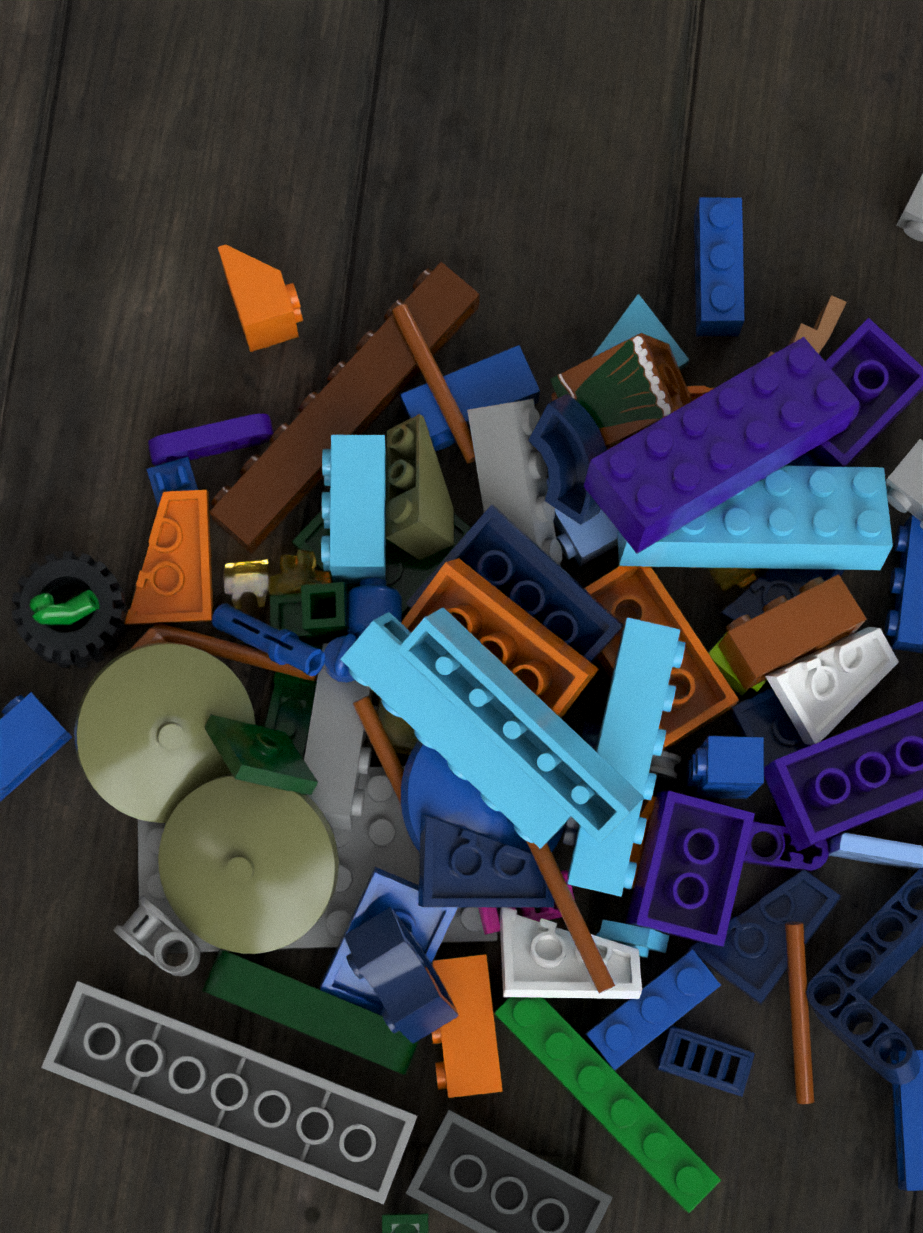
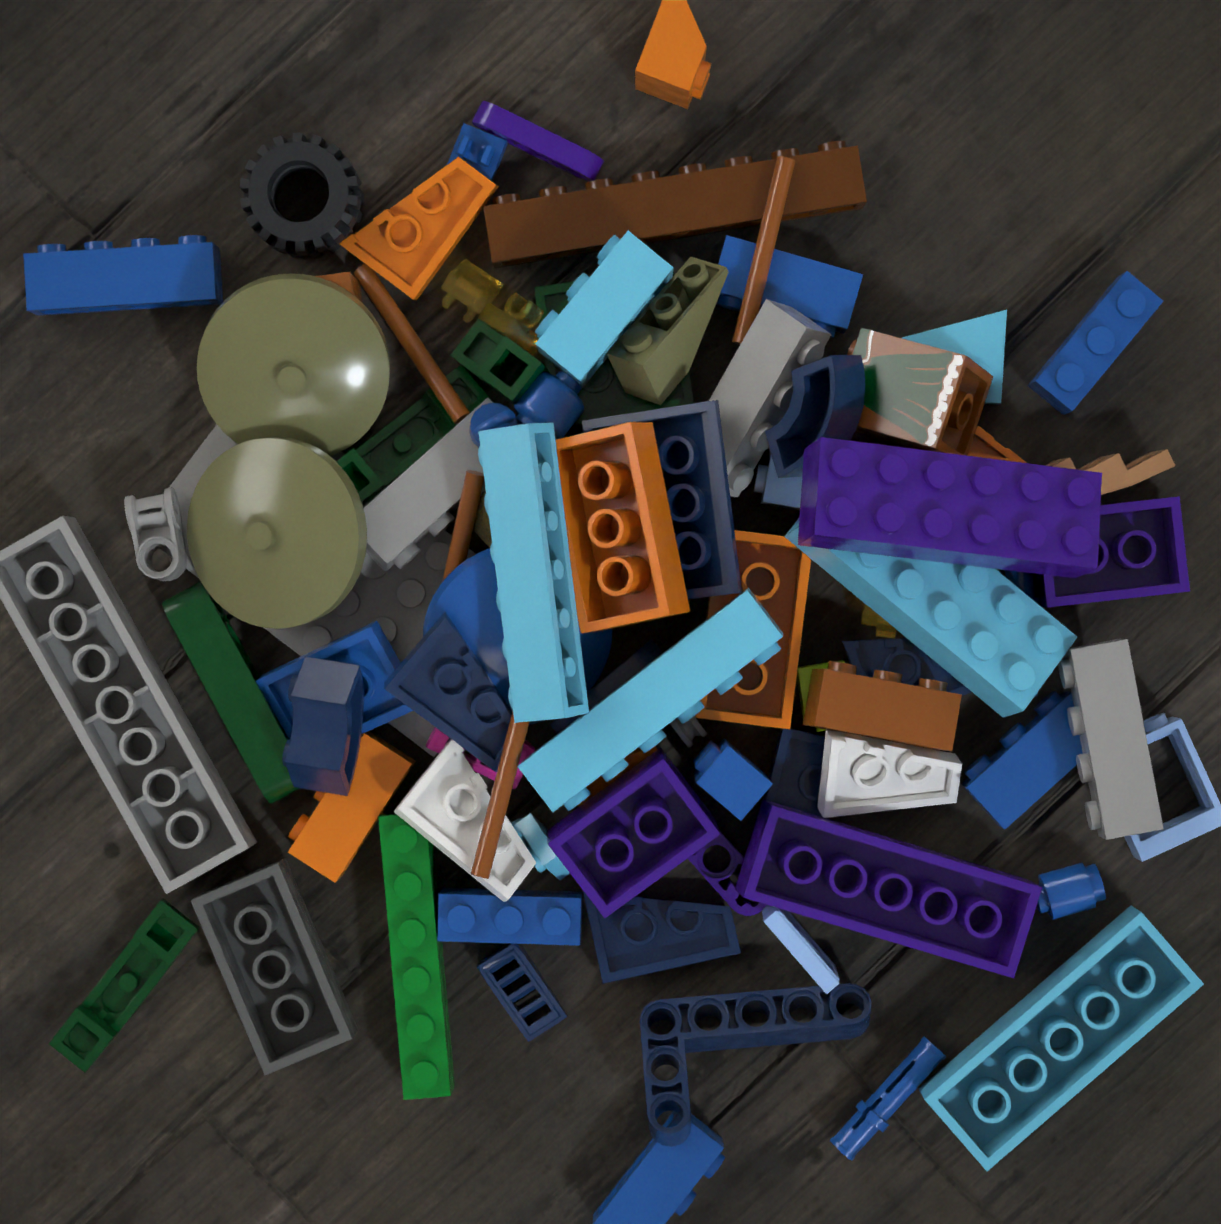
camera: 40 degrees right, 10 degrees up
(64, 613) = (290, 198): green arm -> none
(260, 755) = (353, 454): dark green plate -> none
(299, 655) = (458, 396): blue pin -> none
(520, 724) = (578, 610): medium azure brick -> none
(799, 1012) = (628, 1016): dark orange bar -> none

